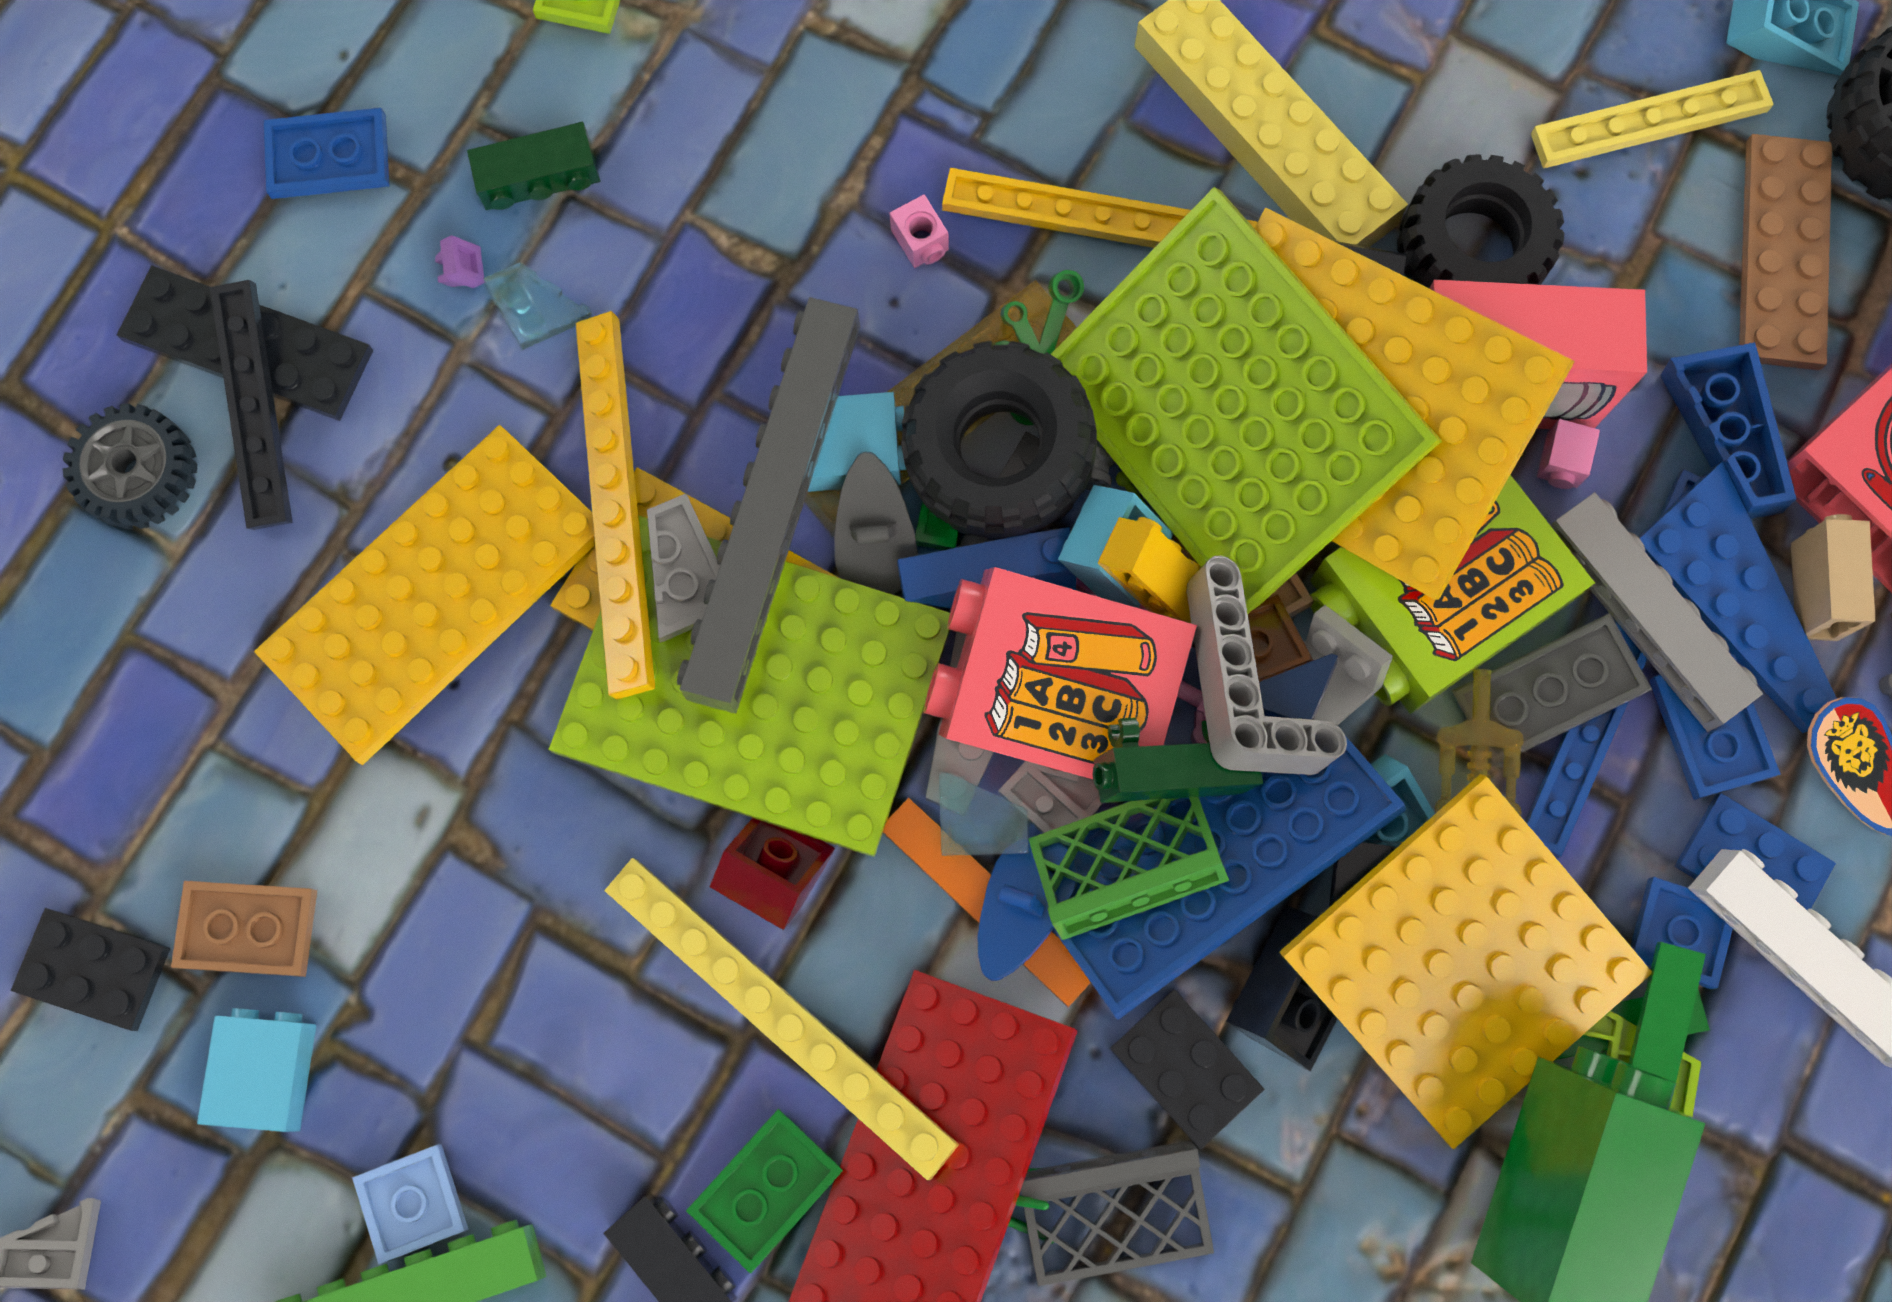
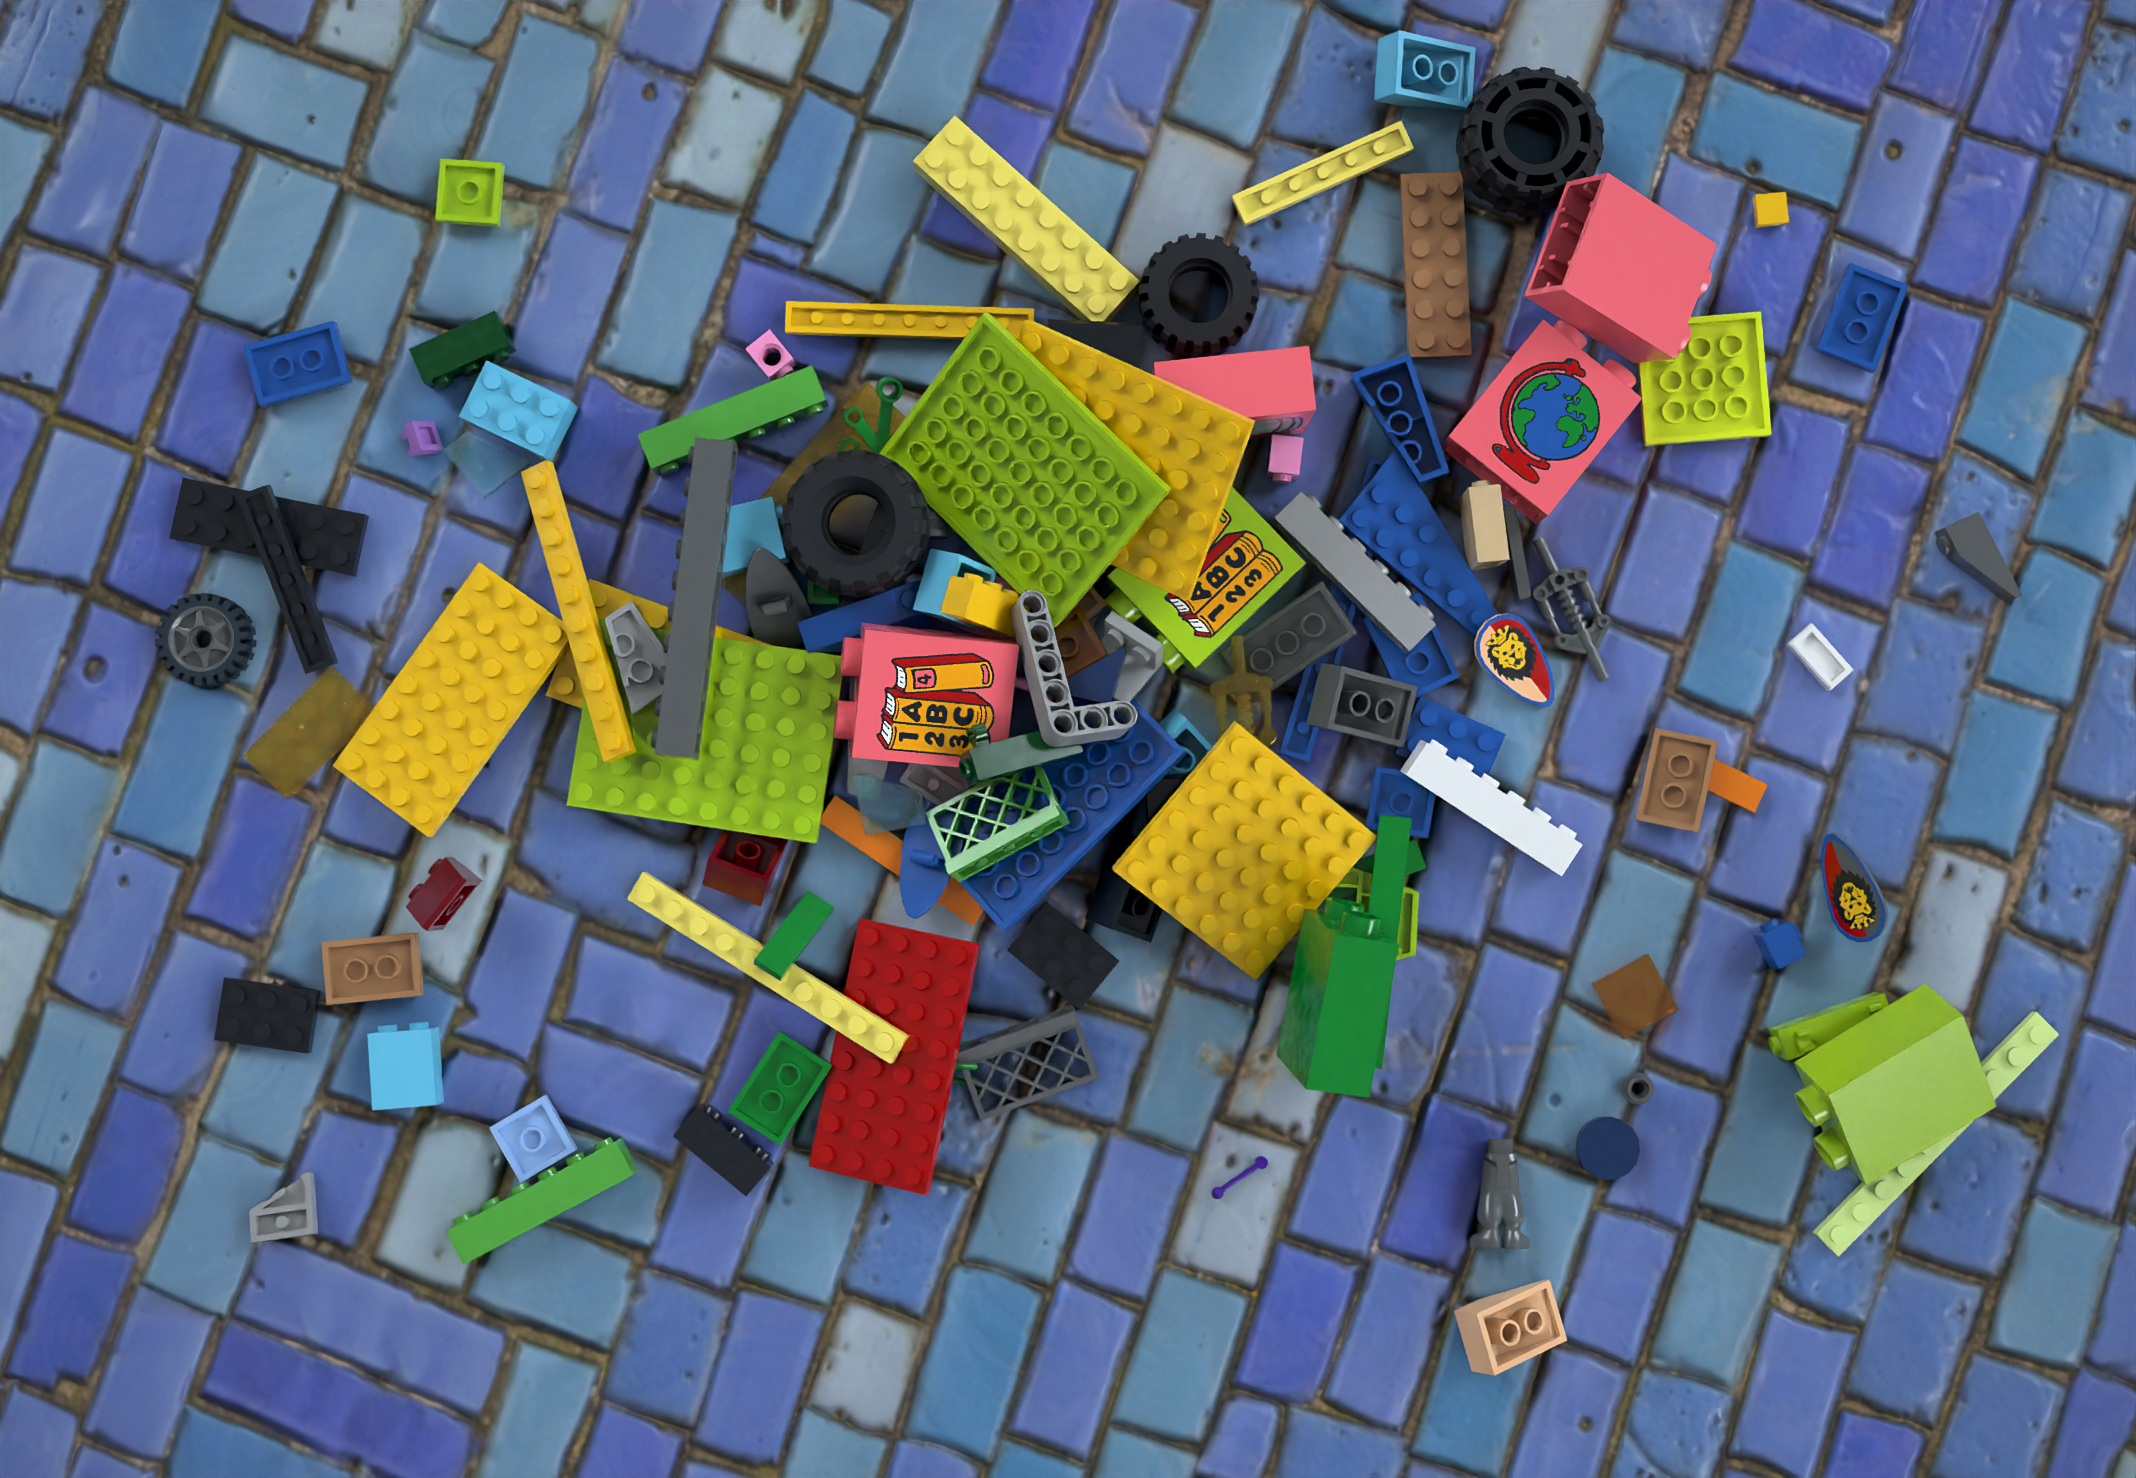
camera: 15 degrees left, 10 degrees up
(234, 606) = (309, 732): none -> clear yellow plate
(359, 842) = (442, 893): none -> dark red slope
(588, 248) = (518, 411): none -> medium azure brick
(821, 977) = (793, 935): none -> green tile
(882, 293) = (736, 418): none -> bright green brick
(1645, 787) = (1361, 704): none -> dark grey slope
(1870, 646) = (1516, 564): none -> dark grey tile

